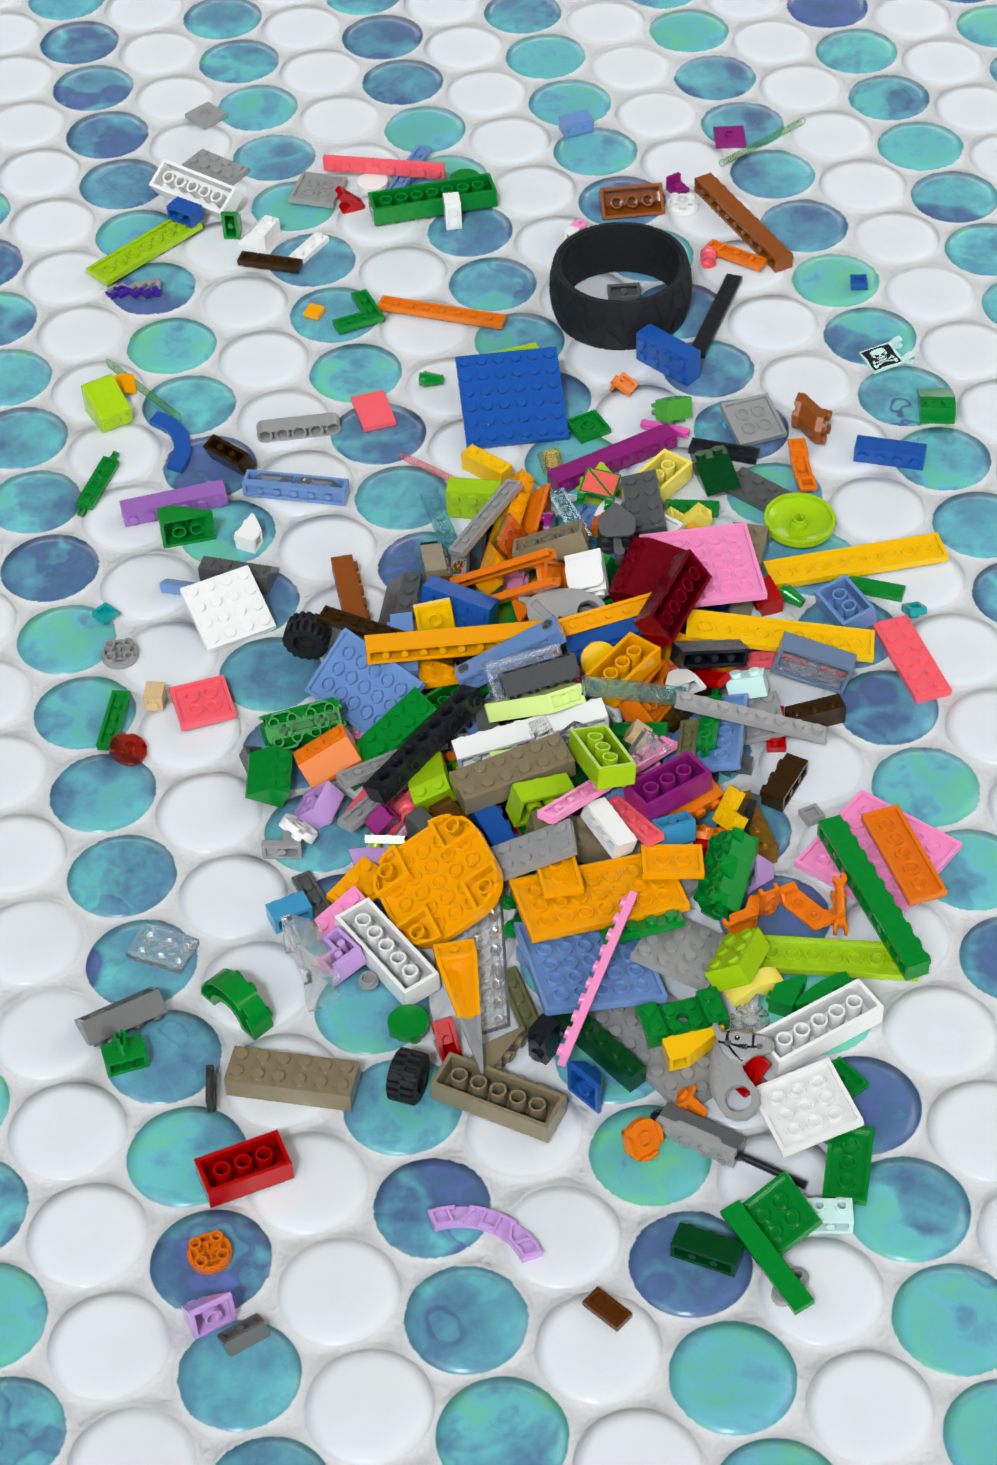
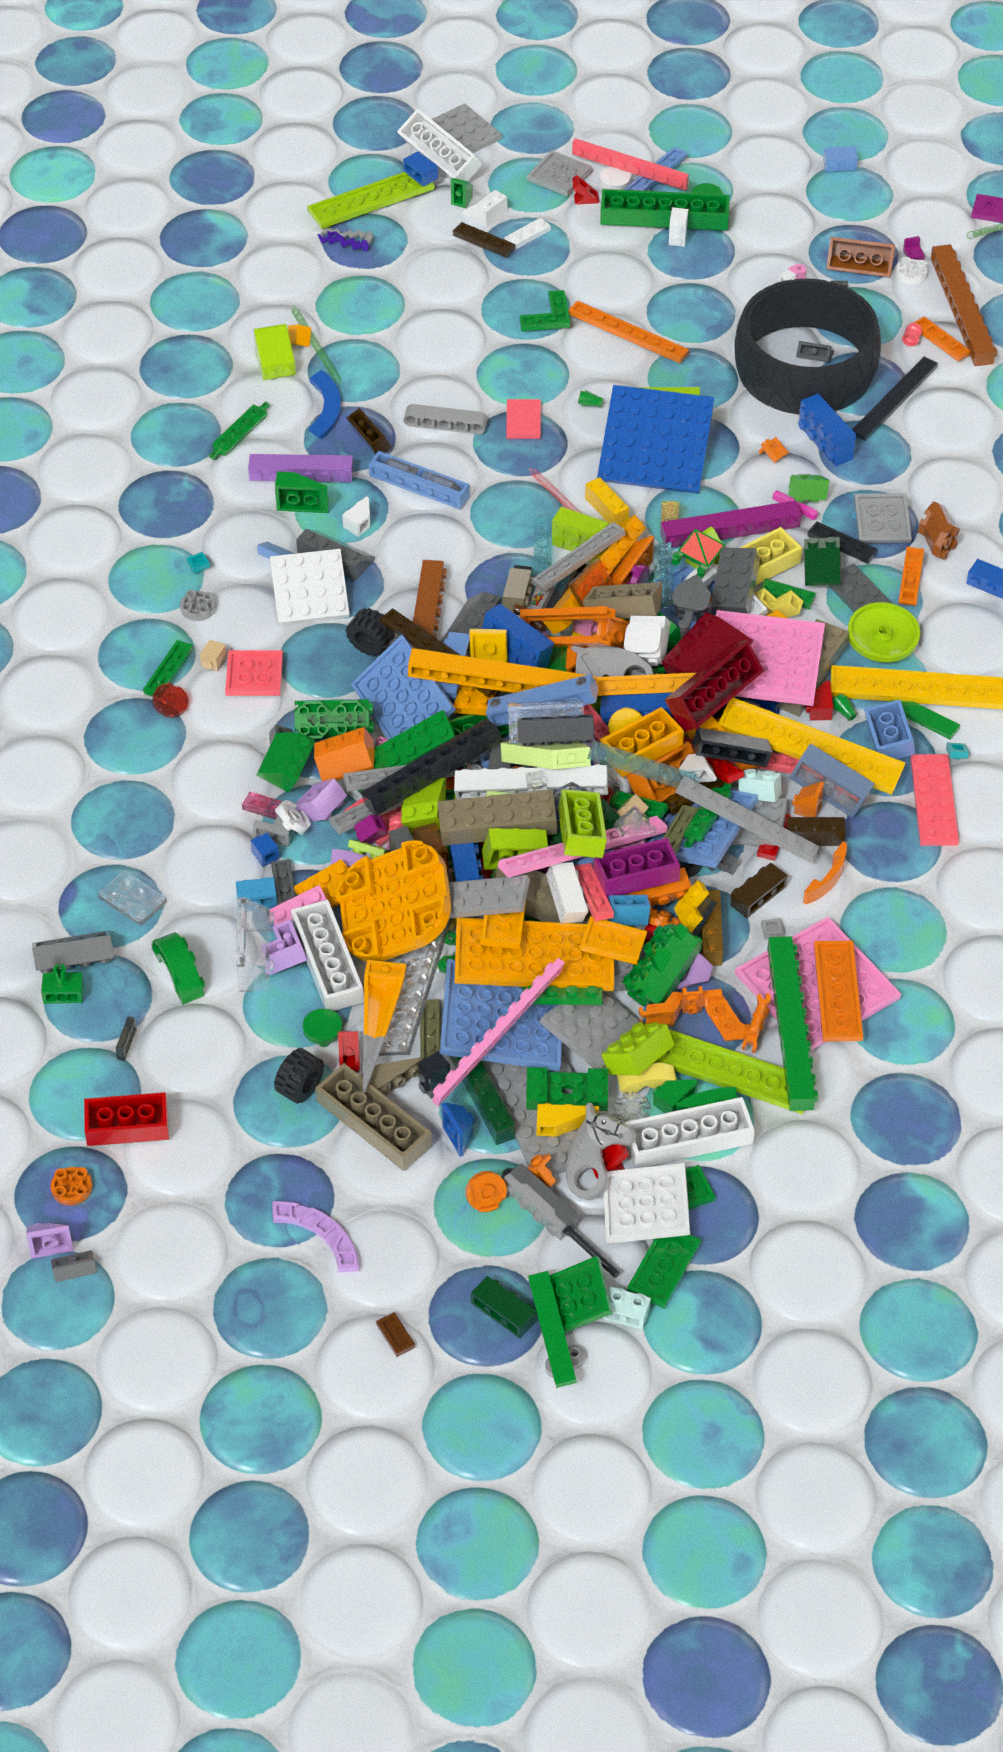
camera: 15 degrees right, 5 degrees up
(206, 115) = (482, 68): light grey plate -> none
(261, 826) = (261, 805): none -> clear pink plate
(281, 867) = (264, 849): none -> blue brick
(292, 1078) = (200, 1049): dark tan brick -> none
(314, 311) = (507, 301): light orange tile -> none
(368, 981) = (302, 977): light grey plate -> none
(588, 426) = (722, 485): green tile -> none
(796, 686) = (809, 800): none -> orange slope
(841, 765) = (818, 889): none -> orange slope

